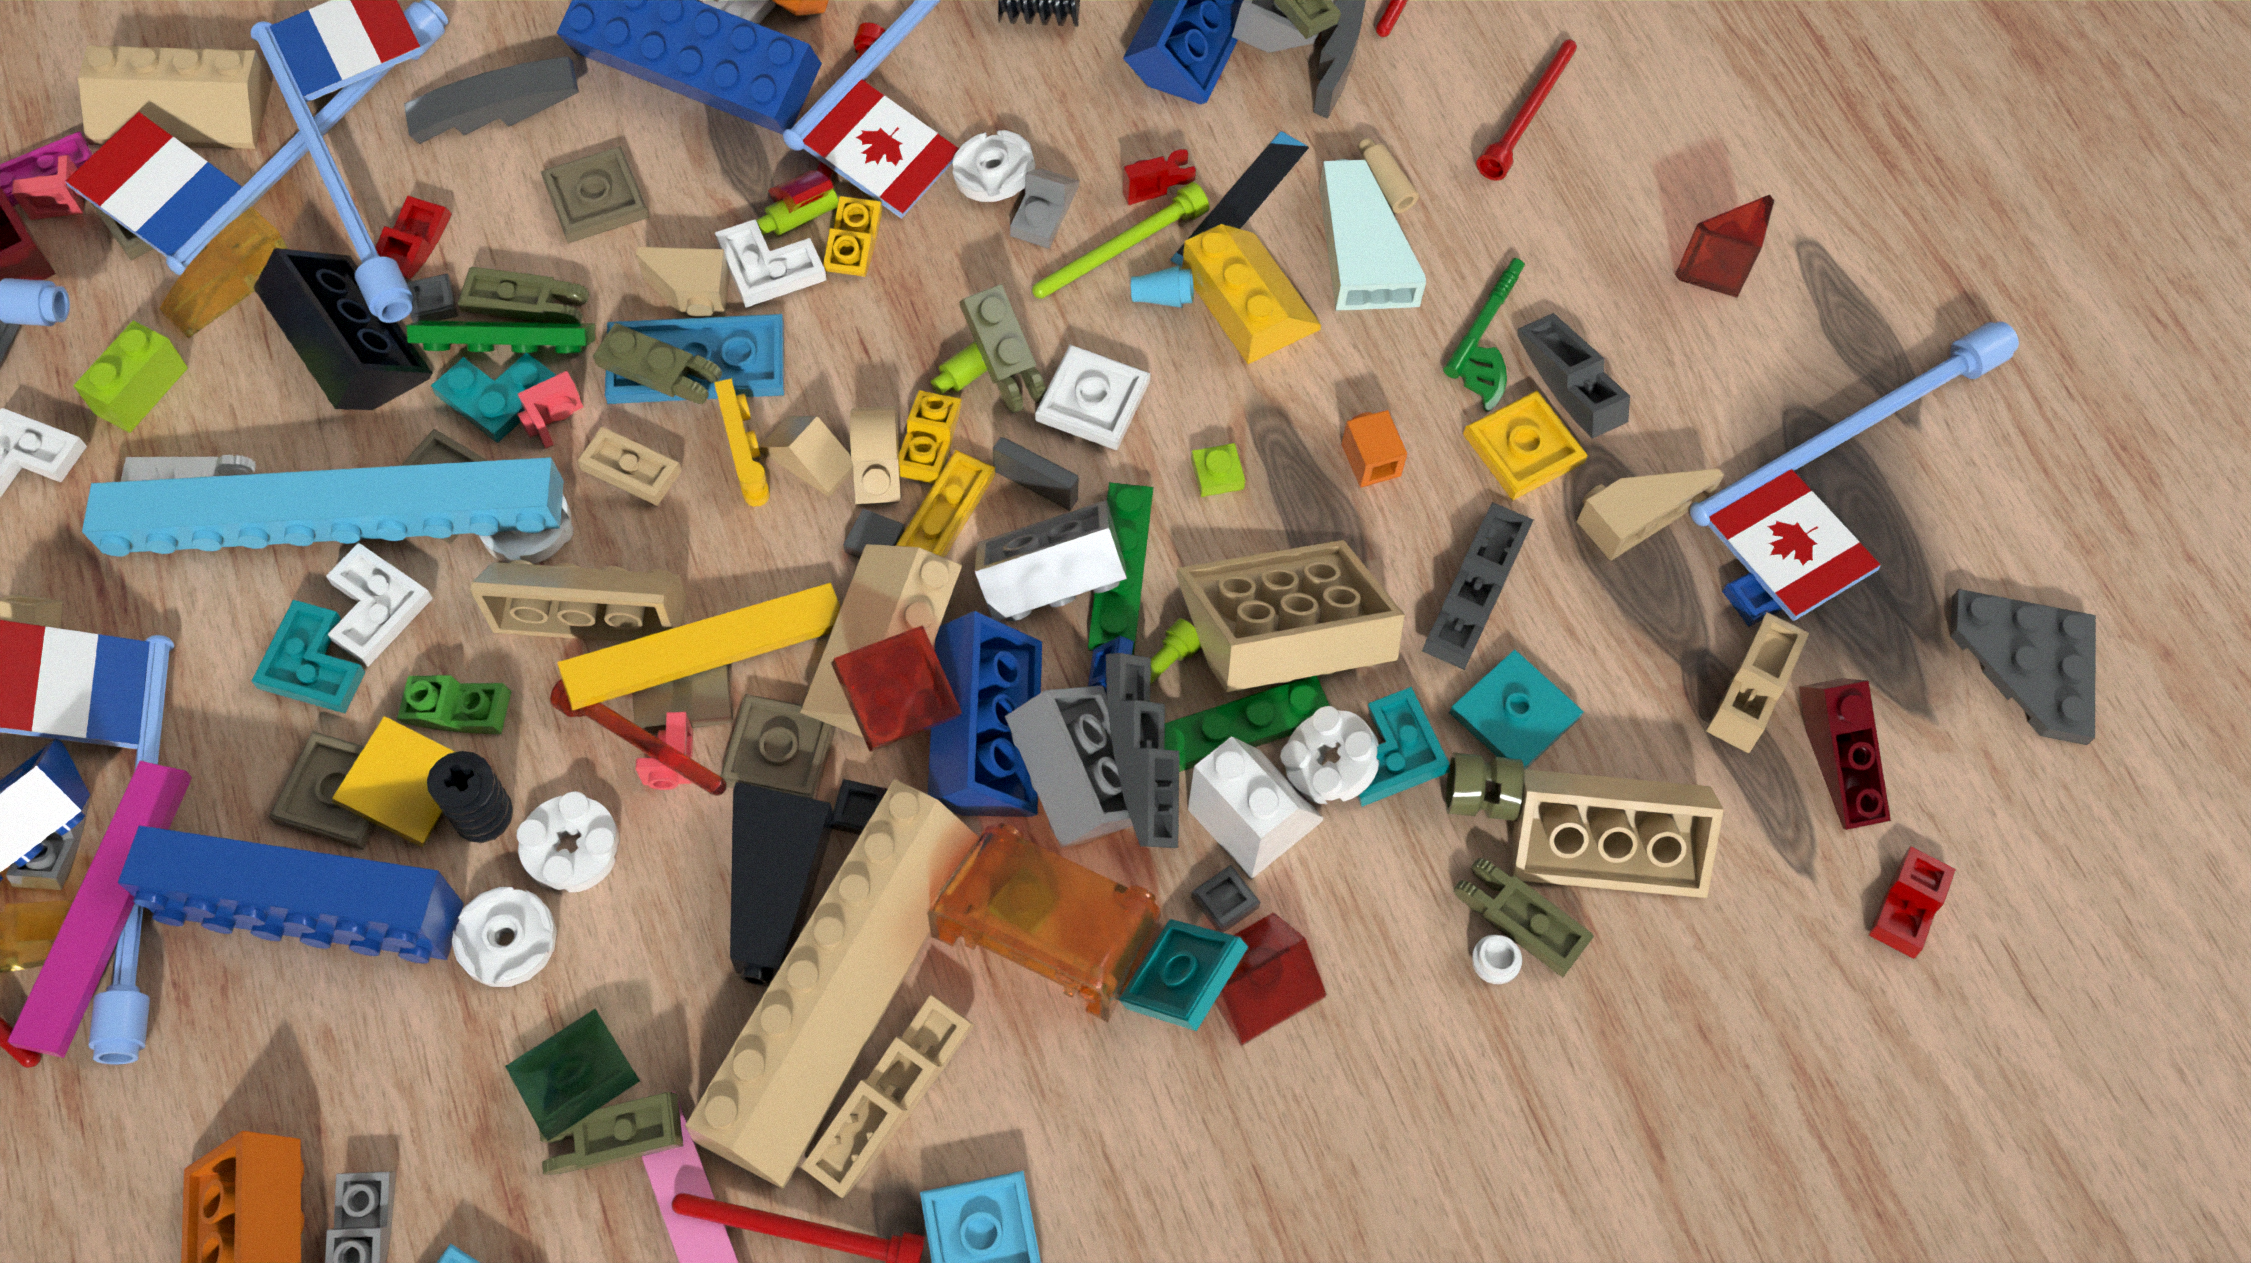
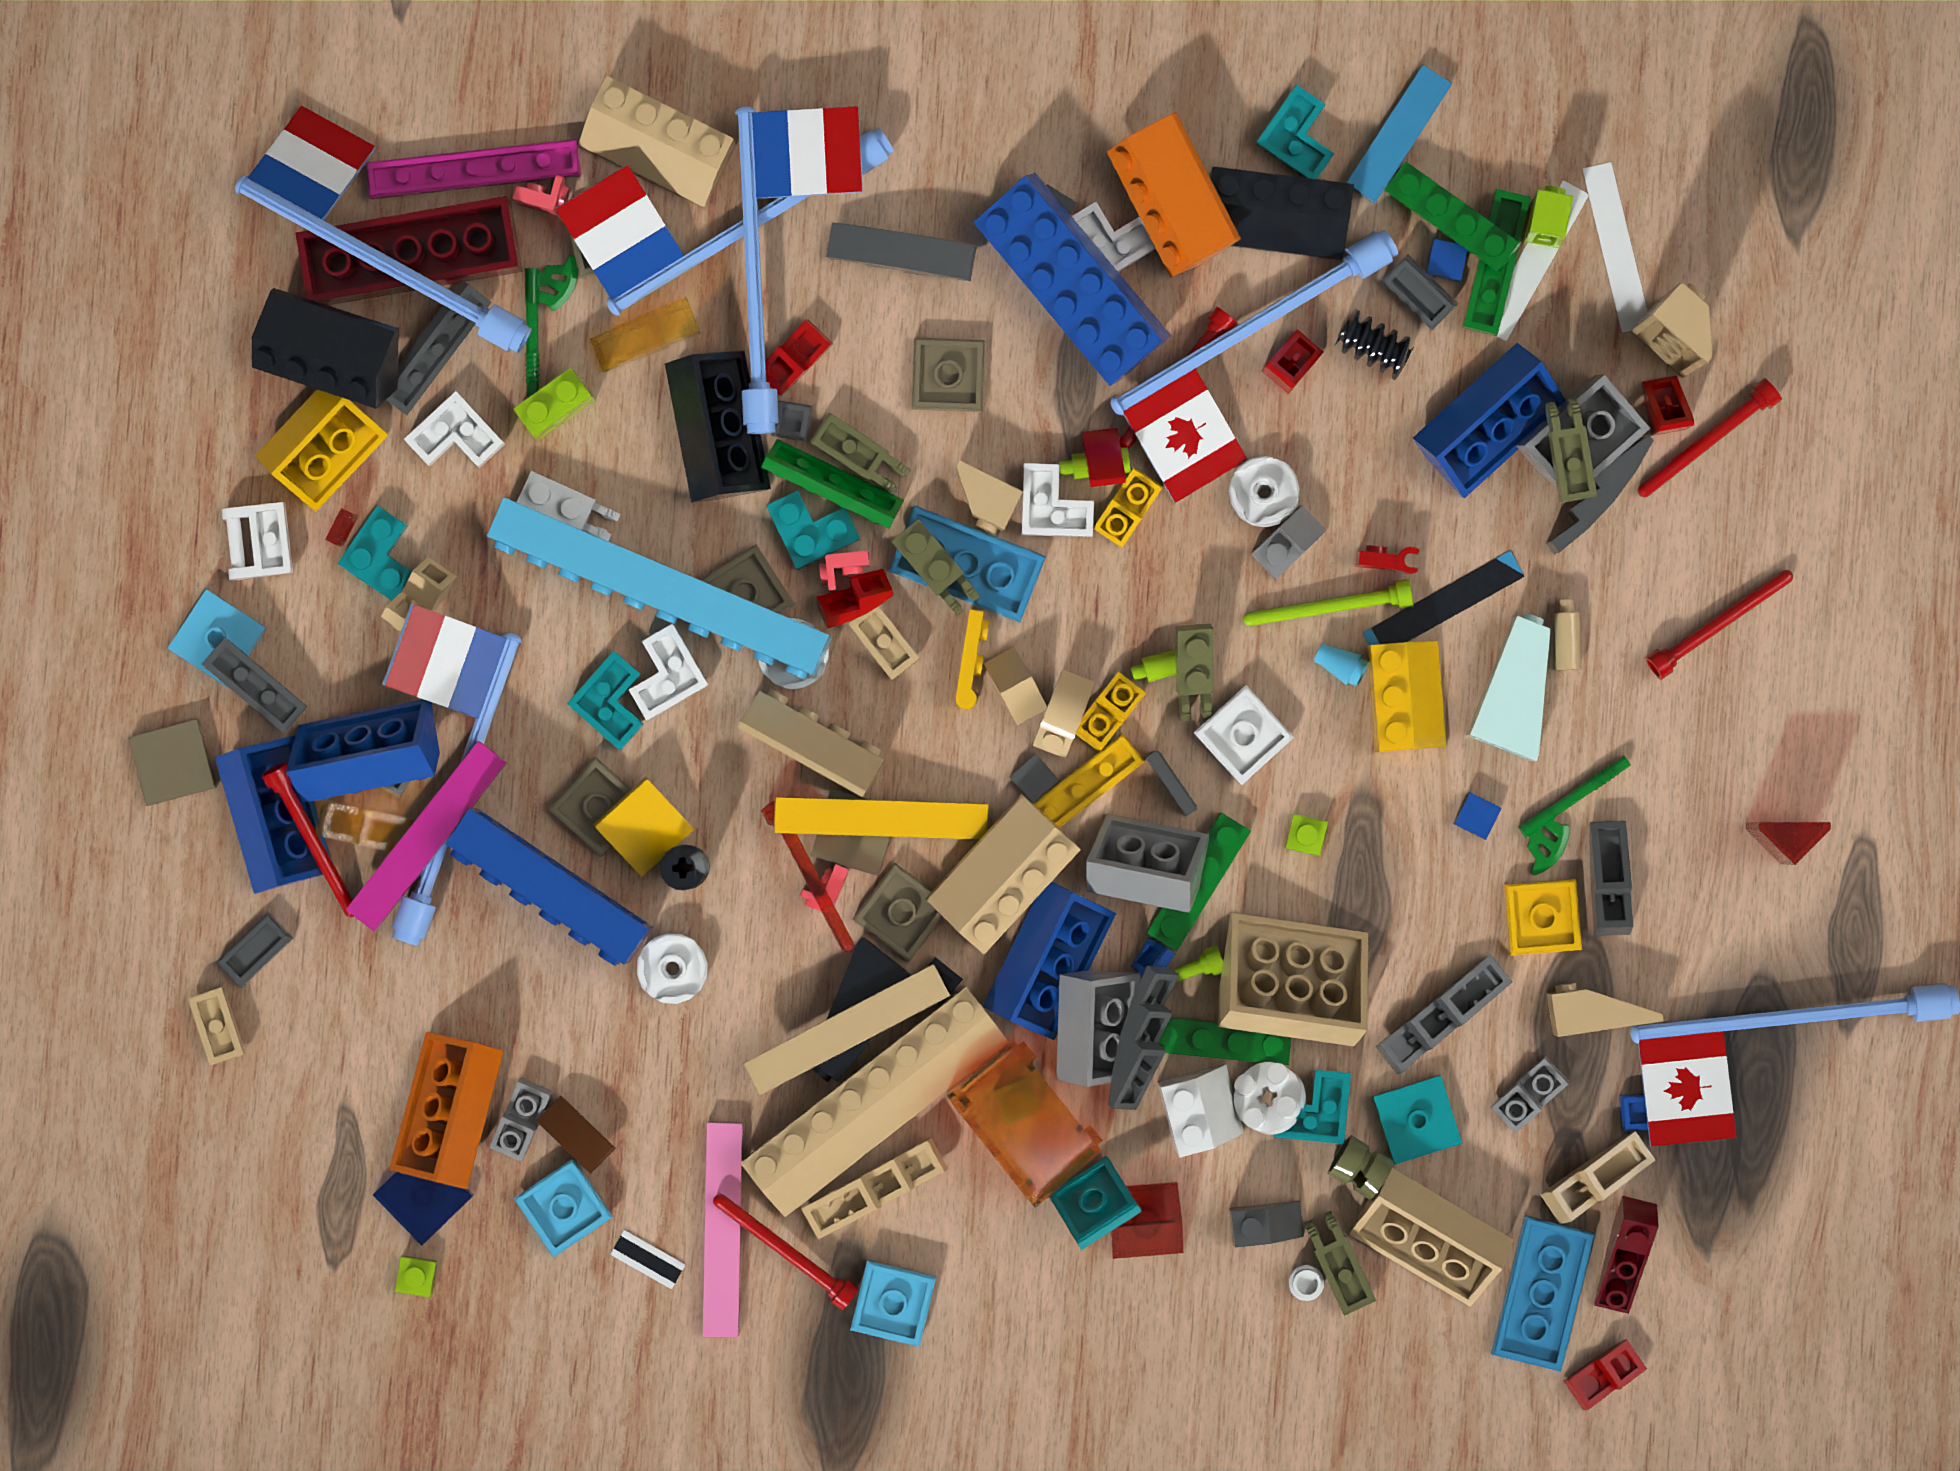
camera: 30 degrees right, 25 degrees up
(73, 280) = (533, 297): none -> green piece
(444, 1209) = (575, 1134): none -> reddish brown slope
(454, 706) = (696, 778): bright green slope -> none
(556, 819) = (748, 901): white plate -> none
(571, 1074) = (683, 1086): clear green tile -> none
(582, 428) = (864, 595): none -> red slope
(619, 1134) = (696, 1139): olive hinge -> none
(758, 898) = (846, 1029): none -> tan tile
(896, 688) = (993, 932): clear red plate -> none
(959, 52) = (1292, 361): none -> red slope
(1225, 899) = (1150, 1158): dark grey tile -> none
(1374, 448) = (1426, 873): orange brick -> none
(1394, 375) = (1477, 815): none -> blue tile
(1404, 909) = (1265, 1223): none -> dark grey slope
(1626, 627) = (1530, 1094): none -> light grey slope
(1781, 844) = (1542, 1293): none -> dark azure tile
(2036, 657) = (1806, 1249): dark grey plate -> none

